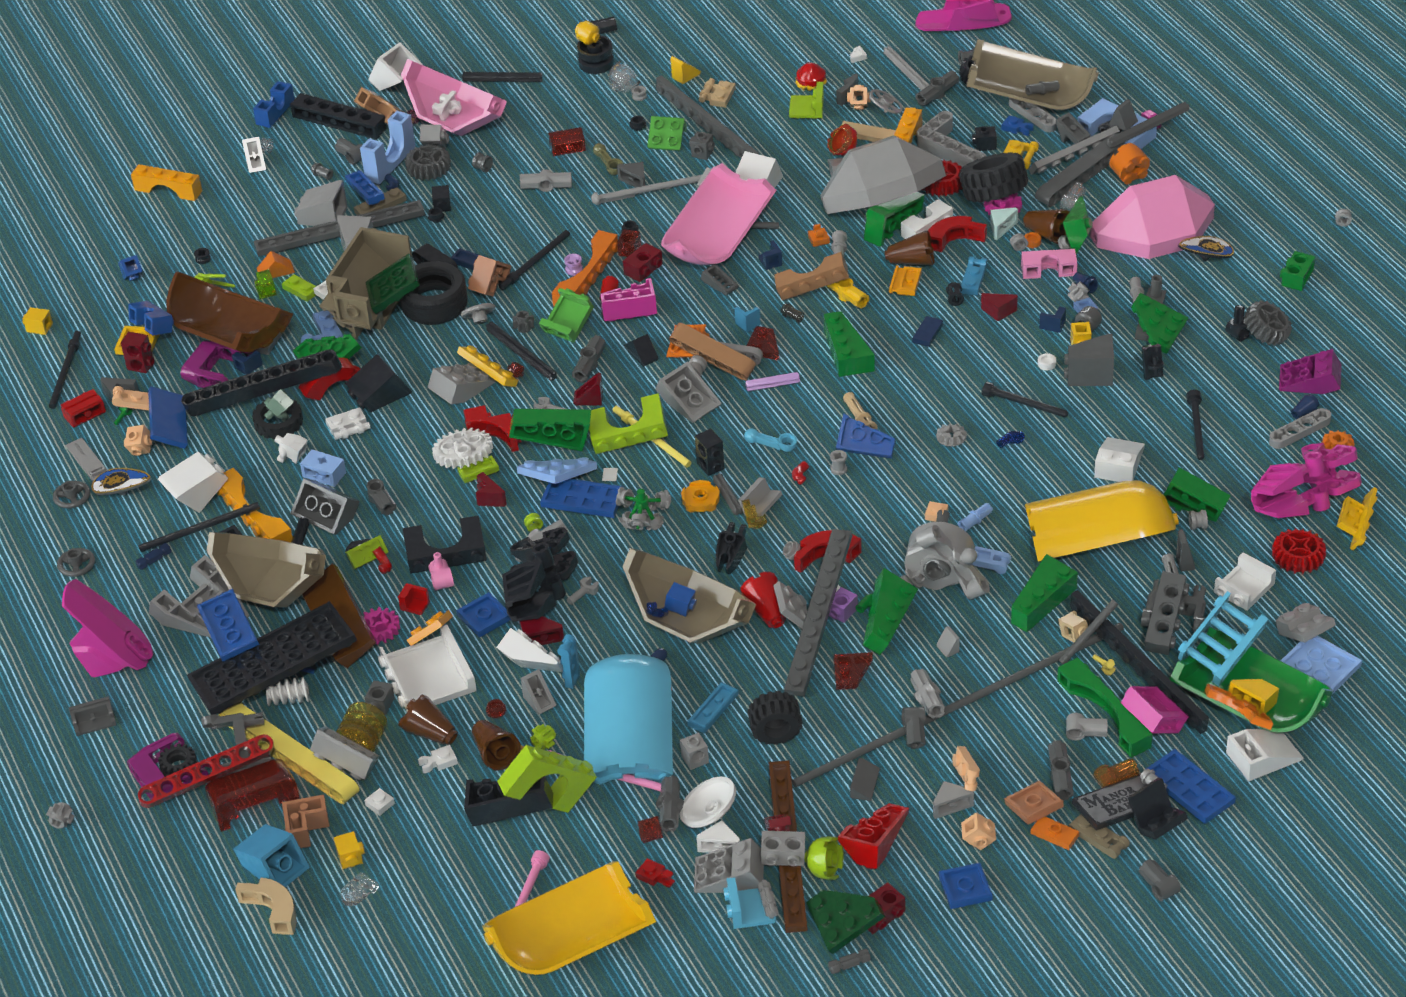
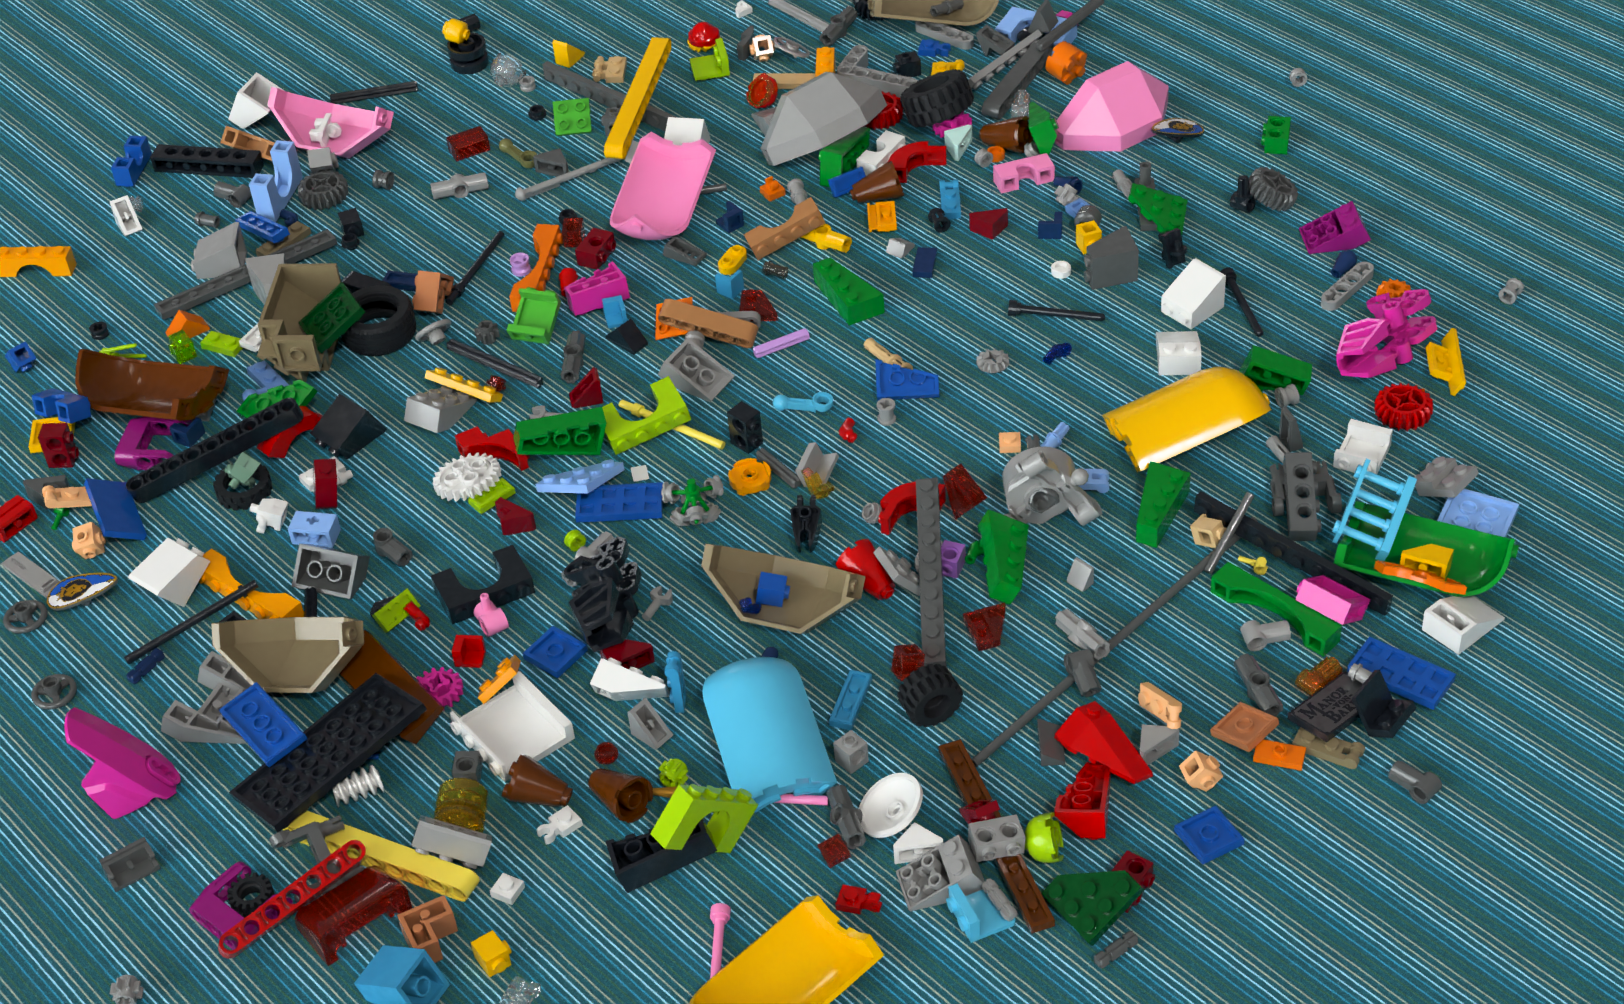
camera: 15 degrees left, 0 degrees up
(343, 430) = (325, 483): none -> dark red slope
(638, 323) = (614, 311): none -> dark azure panel
(727, 126) = (637, 98): none -> yellow beam
(759, 295) = (732, 260): none -> yellow plate
(769, 681) = (906, 659): none -> clear red brick
(875, 547) = (962, 491): none -> clear red wing
(880, 242) = (843, 183): none -> blue tile
(904, 786) = (1099, 737): none -> red wedge
(910, 312) = (899, 247): none -> light grey slope
(1153, 410) = (1194, 294): none -> white slope

